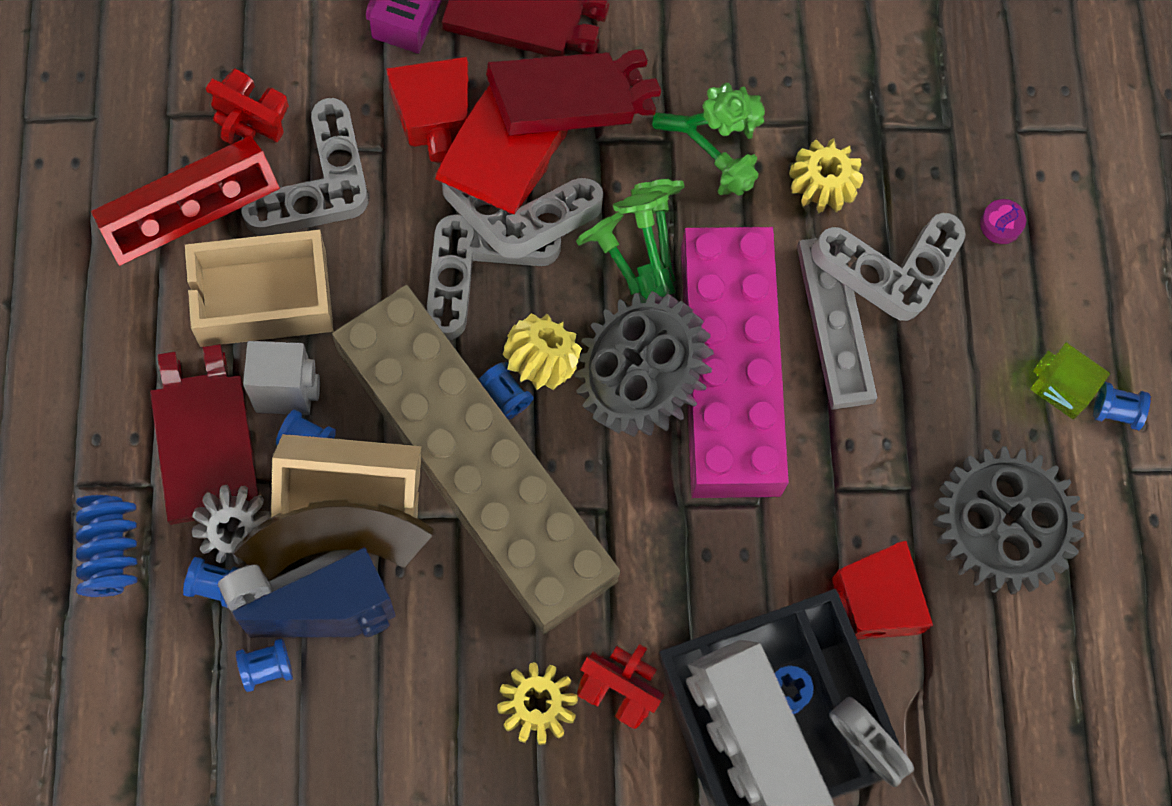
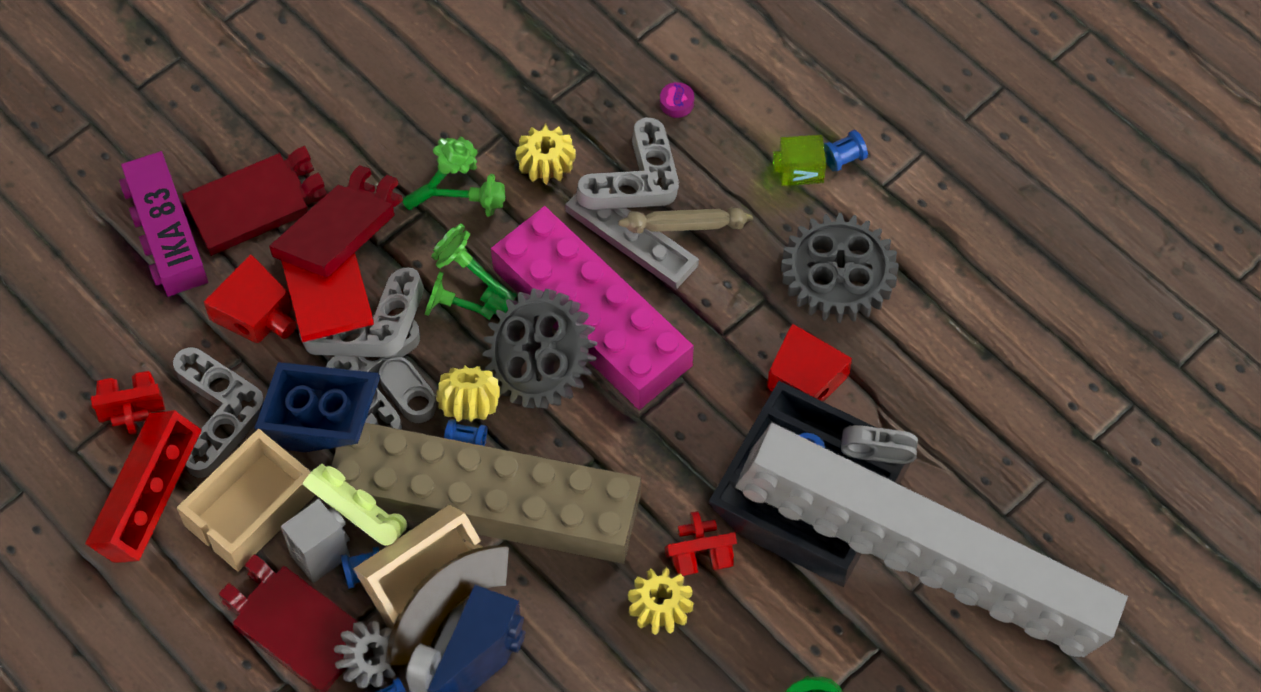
camera: 35 degrees left, 10 degrees down
(336, 376) = (355, 505): none -> yellowish green plate
(390, 250) = (316, 406): none -> dark blue slope
(497, 292) = (403, 383): none -> light grey piece
(899, 349) = (685, 220): none -> dark tan wheel

